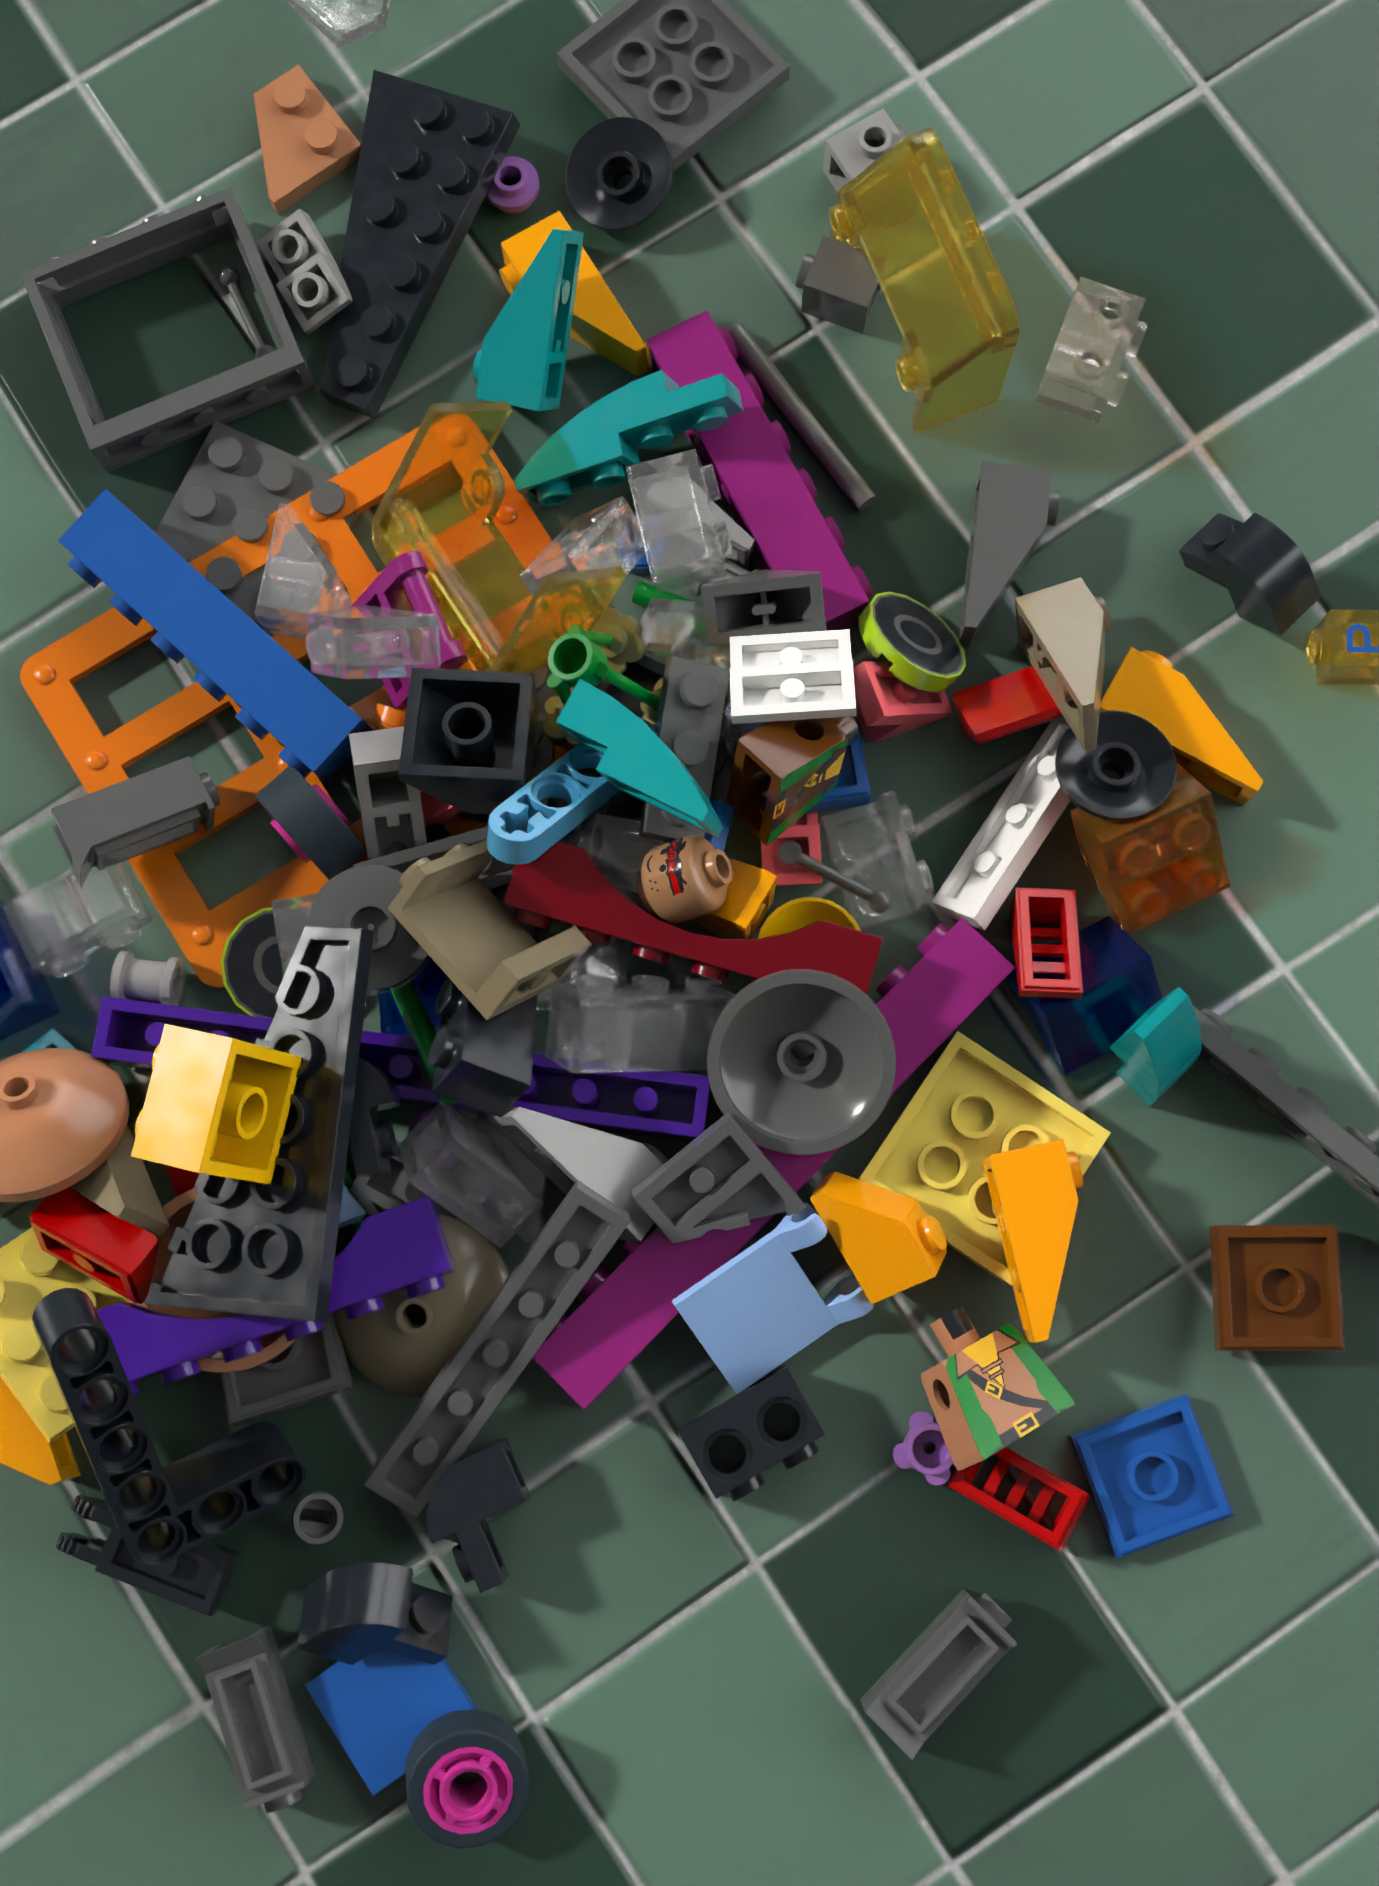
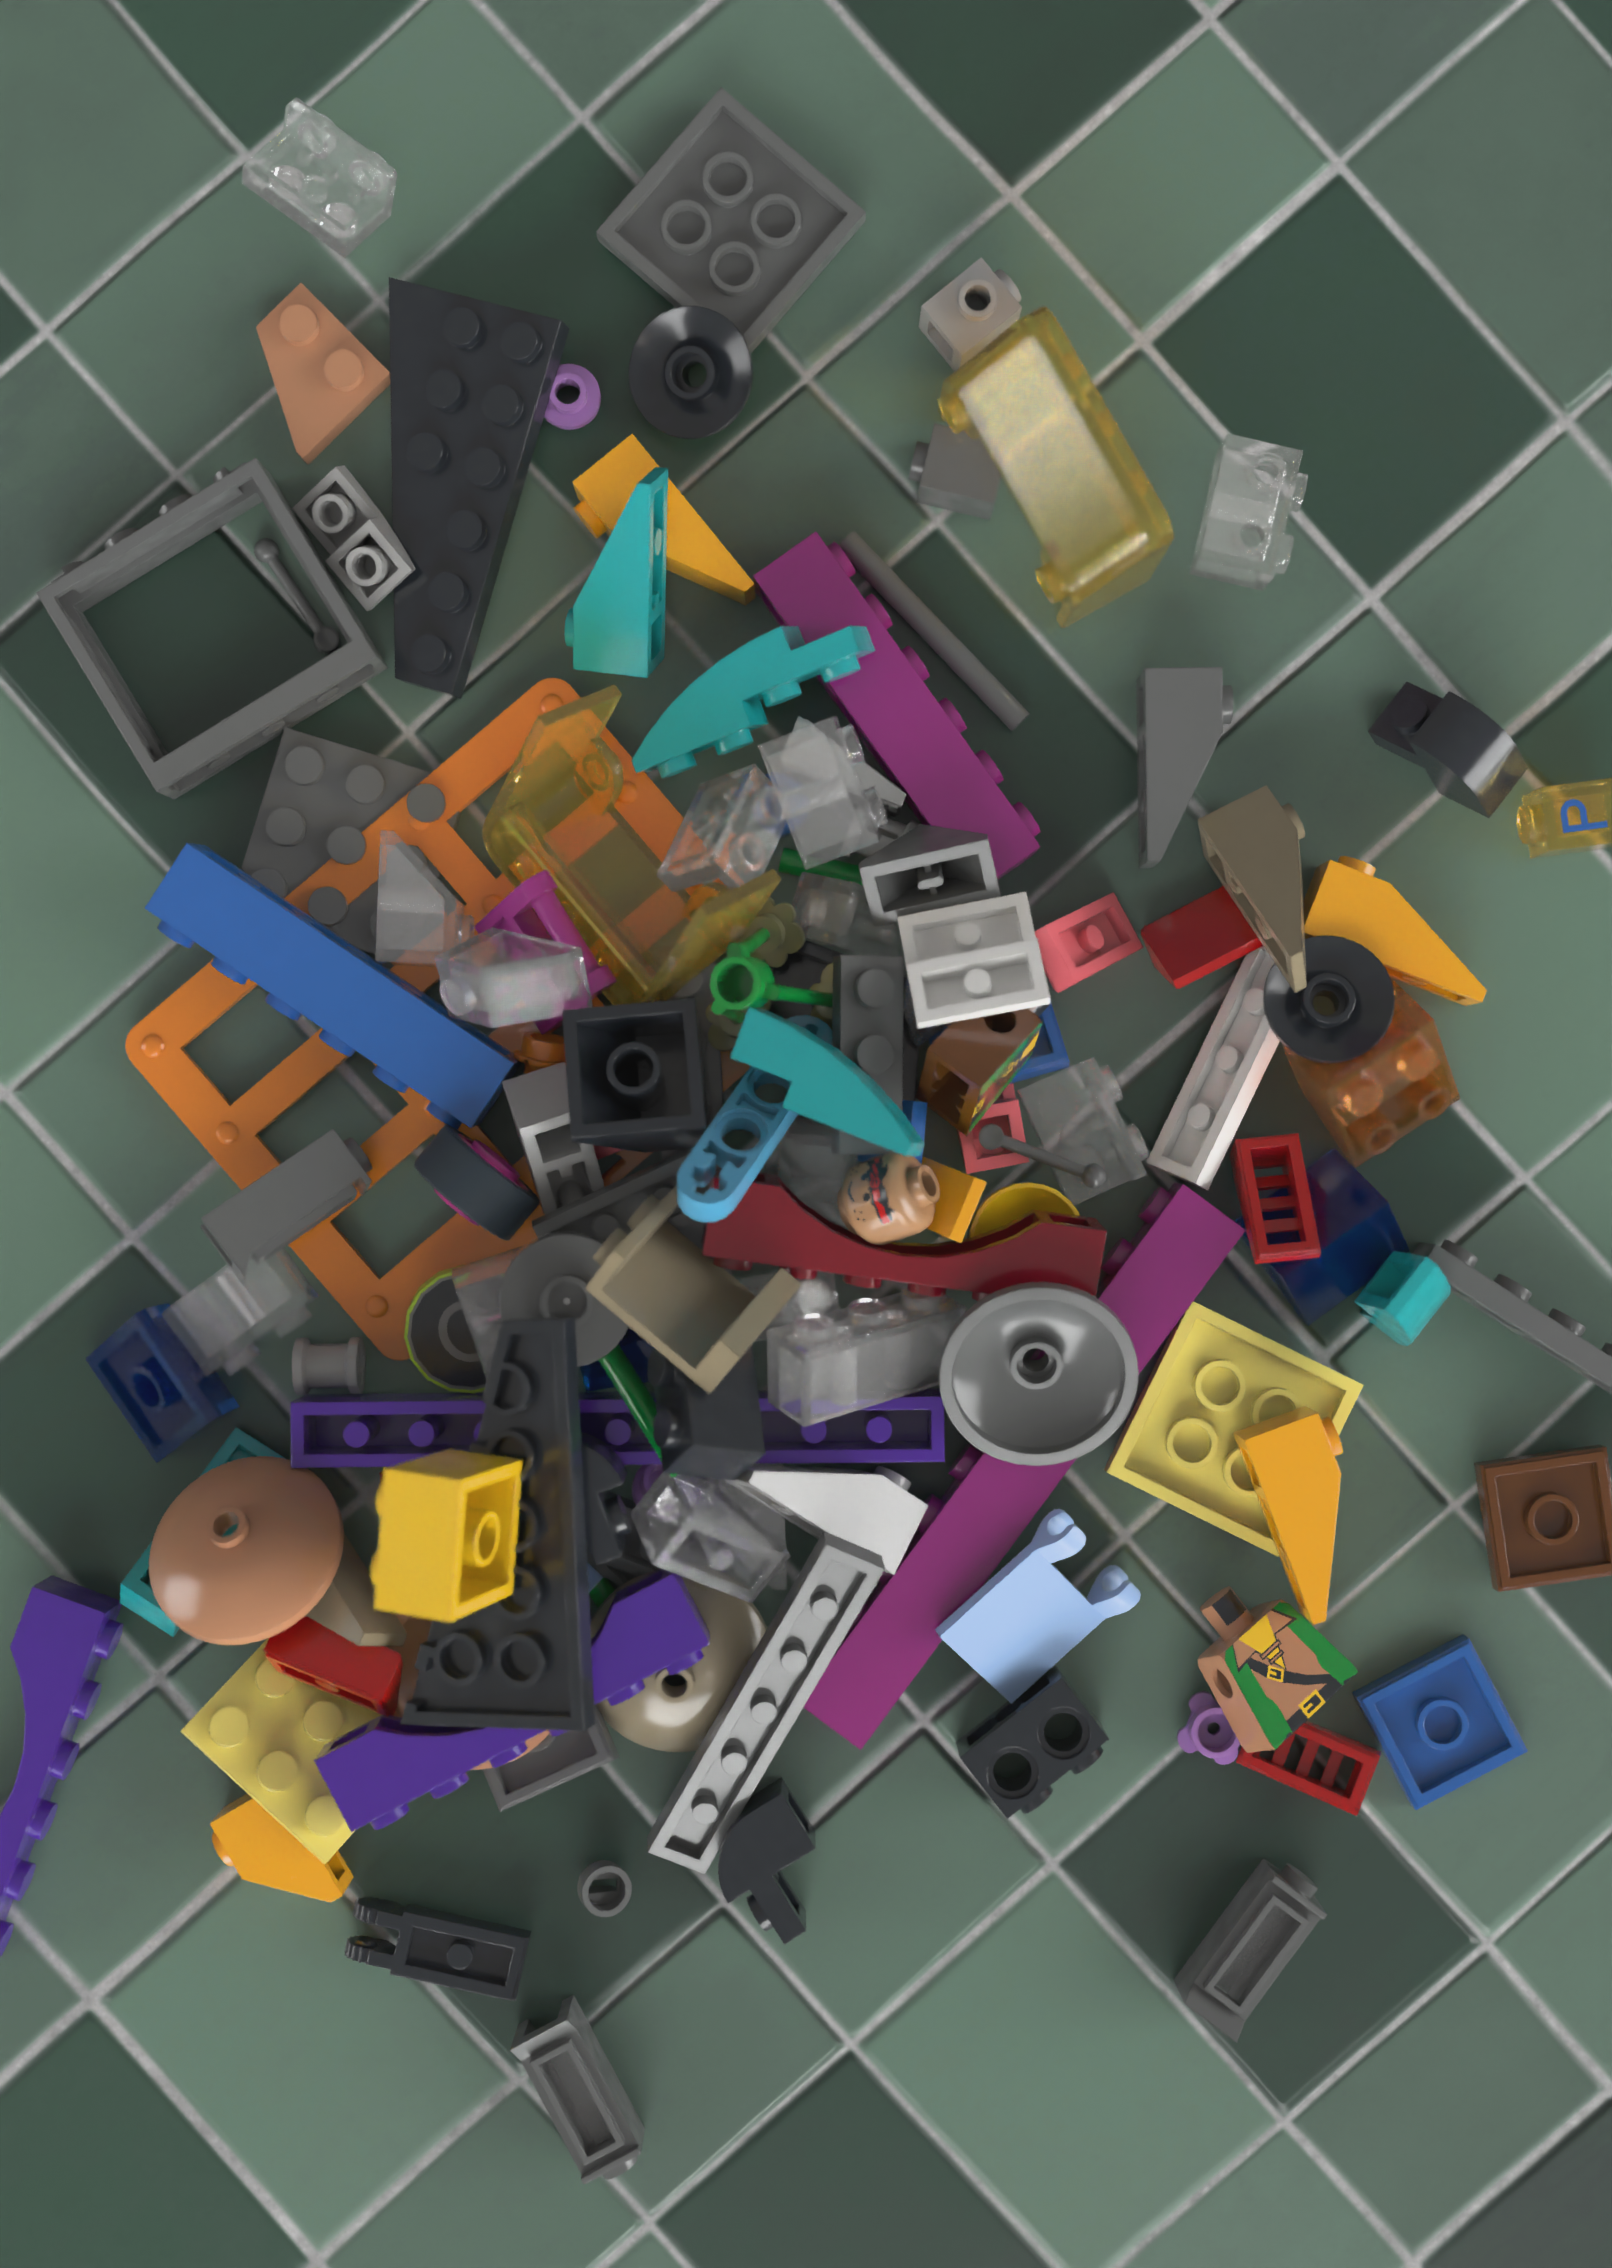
camera: 15 degrees left, 10 degrees up
(155, 1507) = (472, 1900): black beam -> none
(374, 1608) = (679, 1975): black brick -> none
(383, 1707) = (710, 2051): blue tile -> none
(474, 1811) = (797, 2118): wheel -> none
(715, 1185) = (964, 1510): dark grey wing -> none
(880, 1234) = (1138, 1527): light orange slope -> none
(914, 640) = (1092, 883): tile -> none

